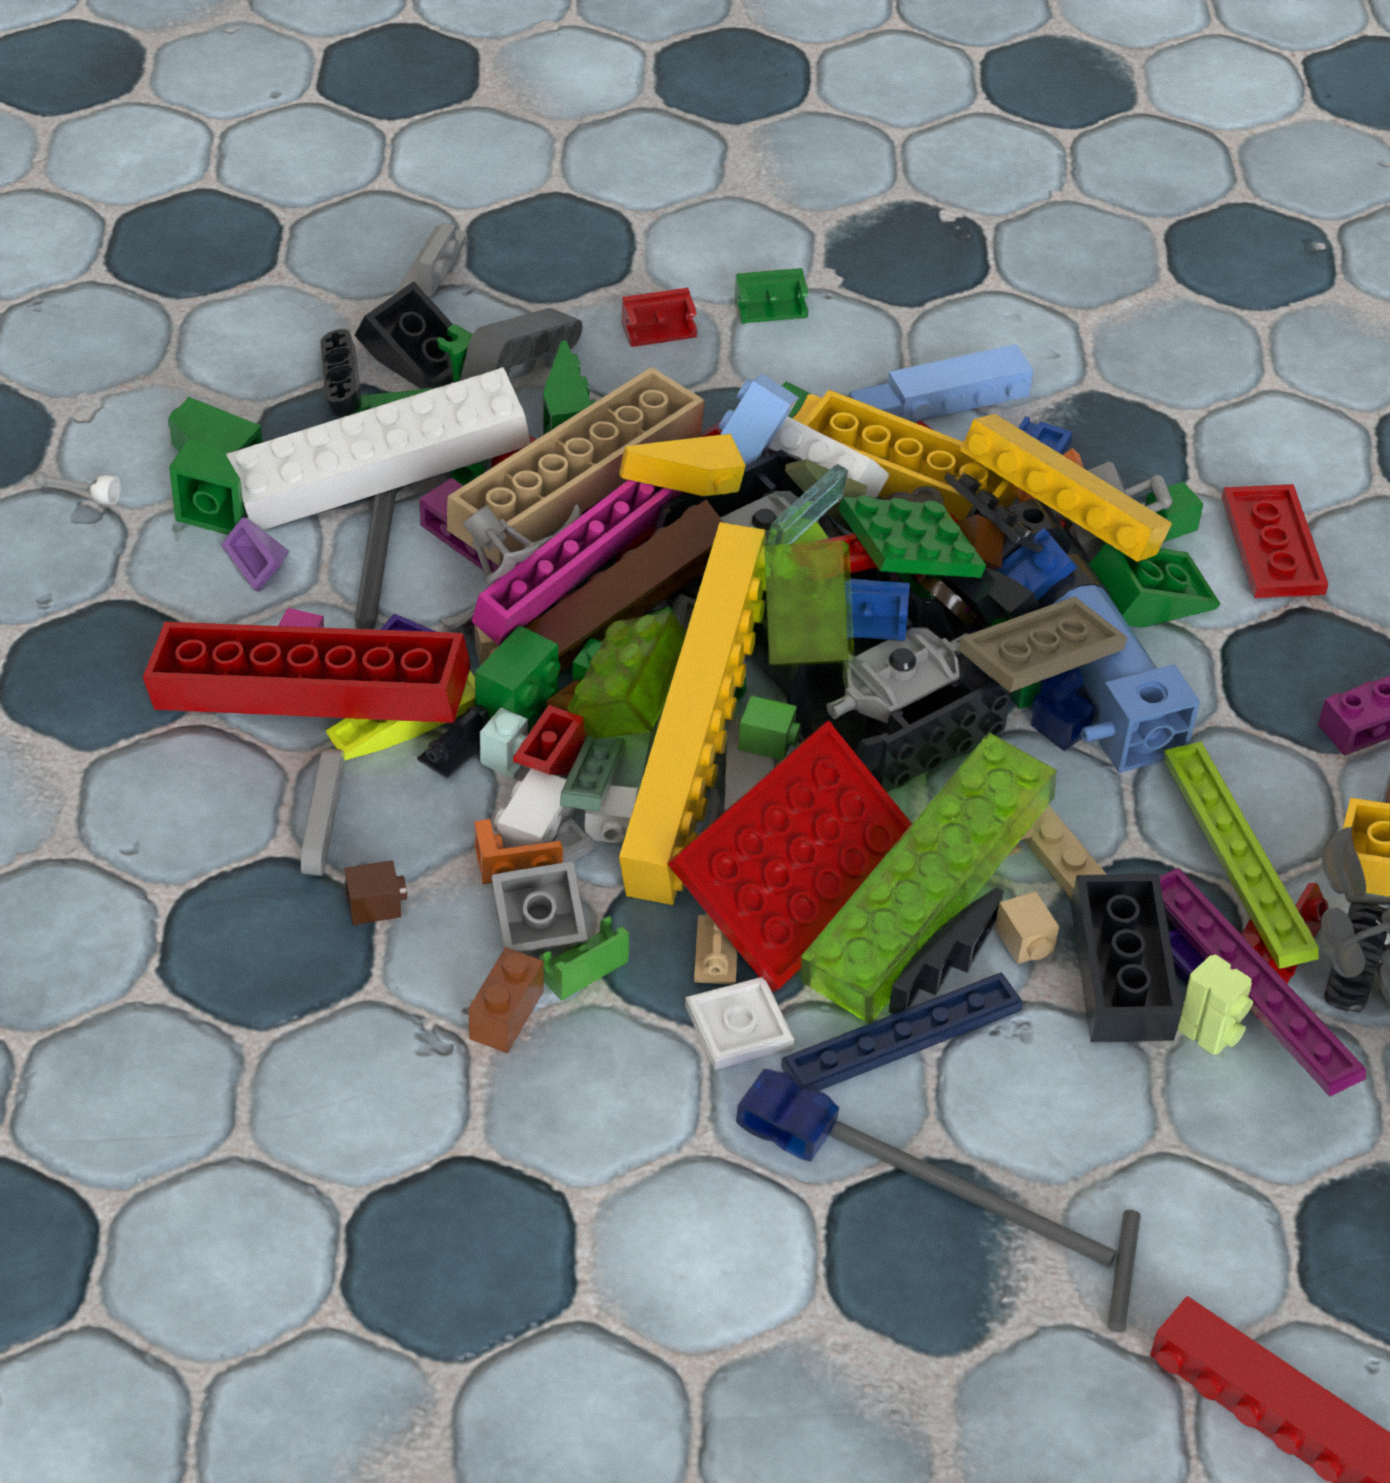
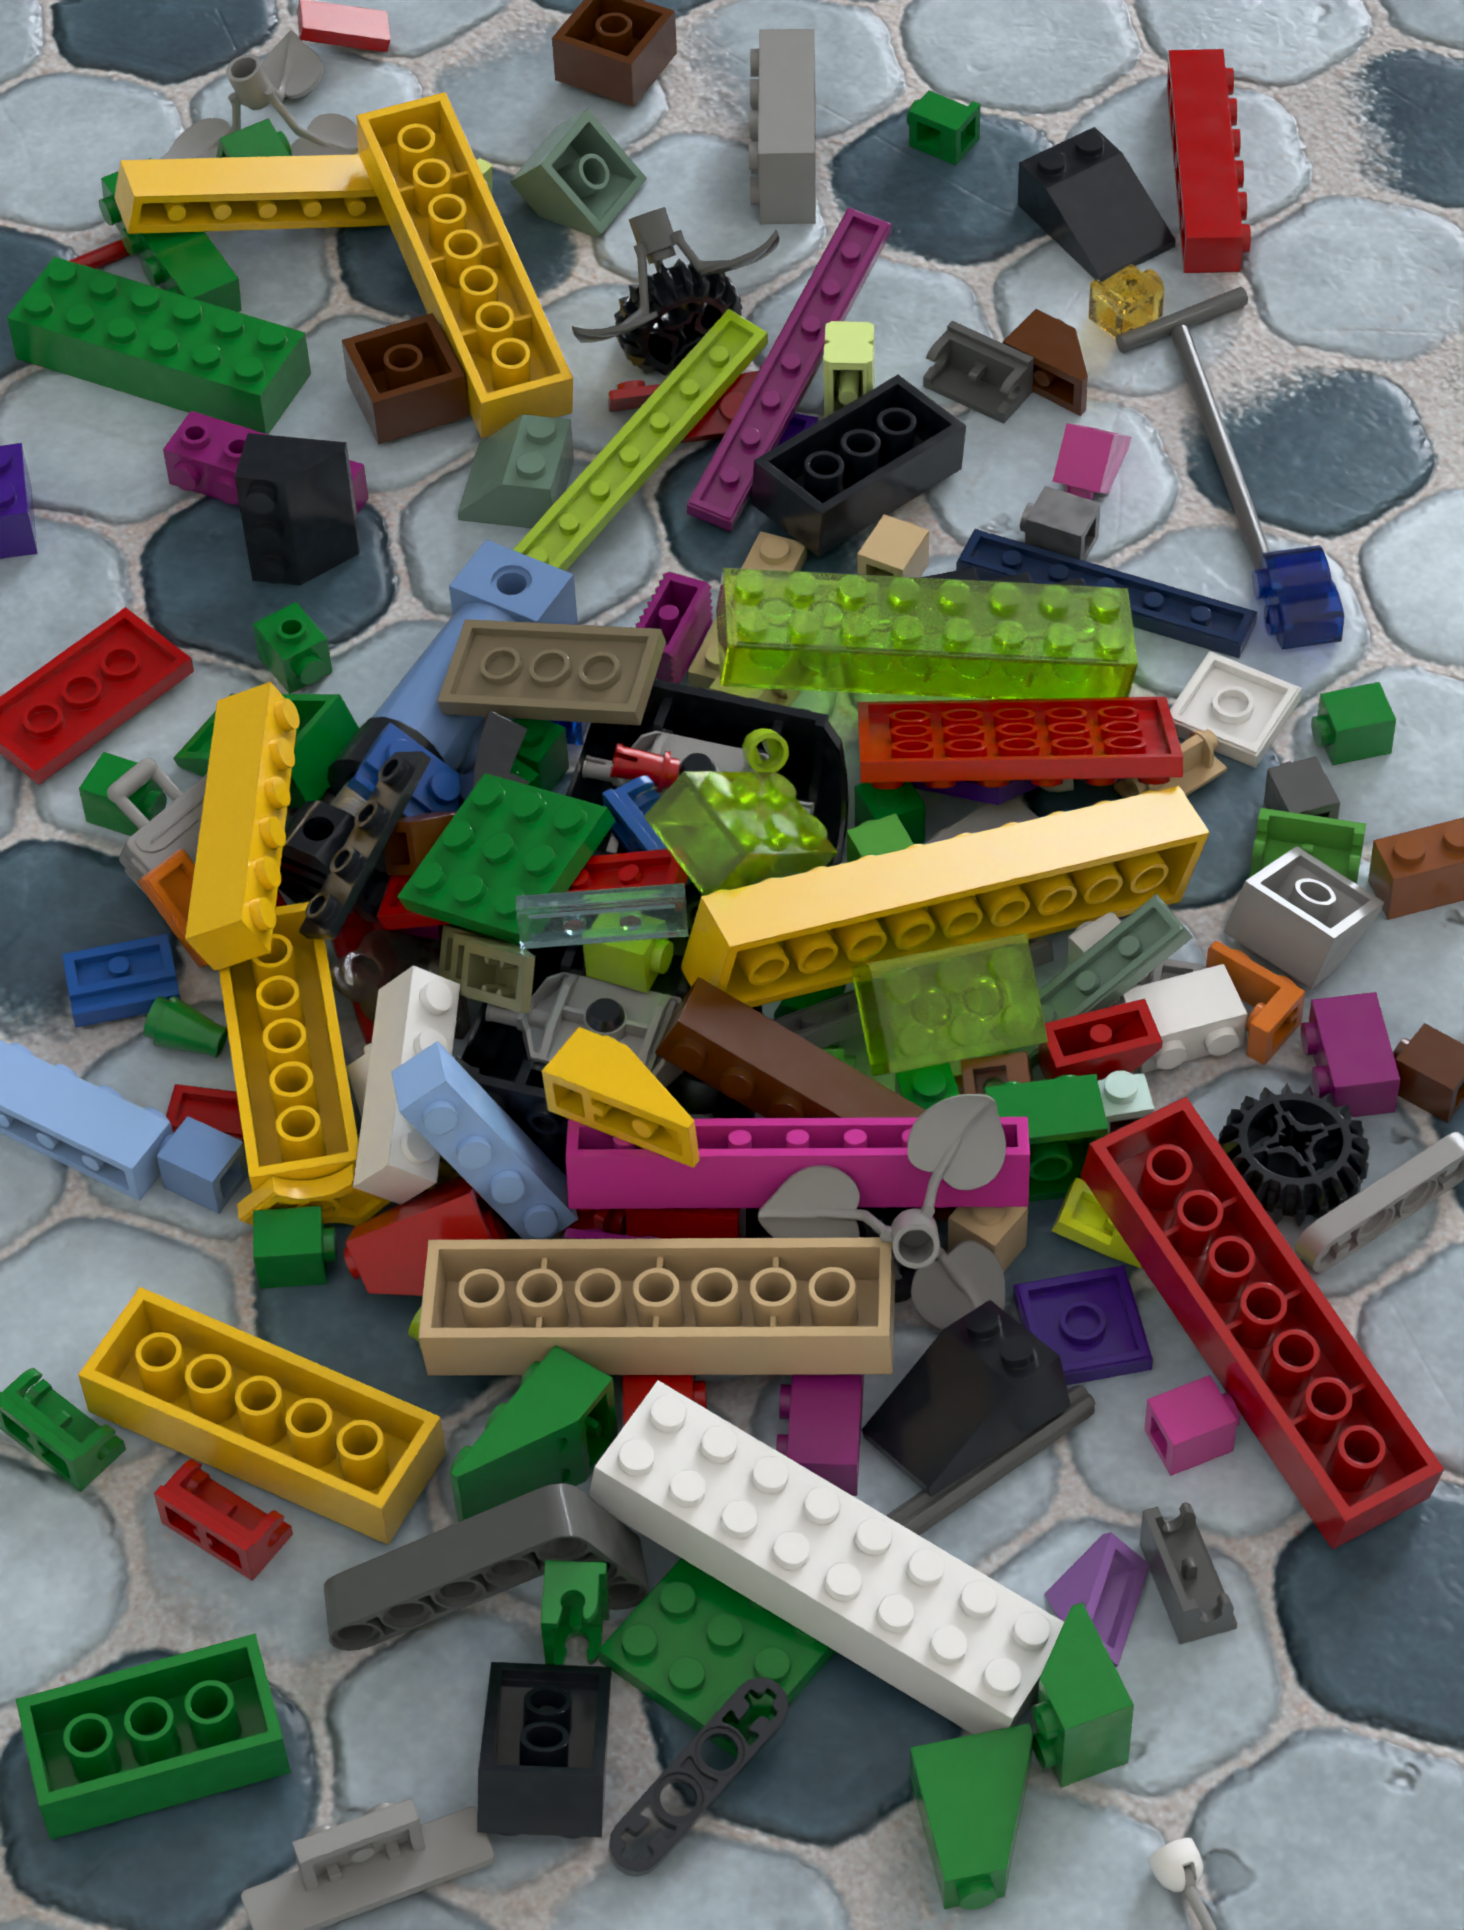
camera: 125 degrees left, 5 degrees up
(228, 585) = (1185, 1575): none -> dark grey hinge
(397, 794) = (1301, 1140): none -> black gear
(408, 573) = (968, 1399): none -> black slope
(430, 865) = (1351, 1054): none -> magenta brick
(565, 234) = (152, 1736): none -> green brick
(625, 984) = (1301, 789): none -> dark grey brick
(654, 1057) = (1354, 723): none -> green brick
(698, 341) = (263, 1414): none -> yellow brick
(880, 683) = (774, 746): none -> lime hinge
(920, 628) = (633, 763): none -> red pin
(975, 1037) = (1061, 523): none -> flat silver brick
(1026, 1101) = (1089, 460): none -> dark pink slope
(1076, 789) = (684, 616): none -> magenta brick
(1141, 1147) = (1058, 359): none -> reddish brown slope
(1167, 1237) = (1133, 295): none -> clear yellow brick
(1170, 1108) = (979, 372): none -> dark grey hinge
(1225, 634) = (292, 647): none -> green brick
(1285, 817) = (519, 472): none -> sand green slope
(1292, 1295) = (1092, 204): none -> black slope
(1328, 653) = (296, 507): none -> black slope

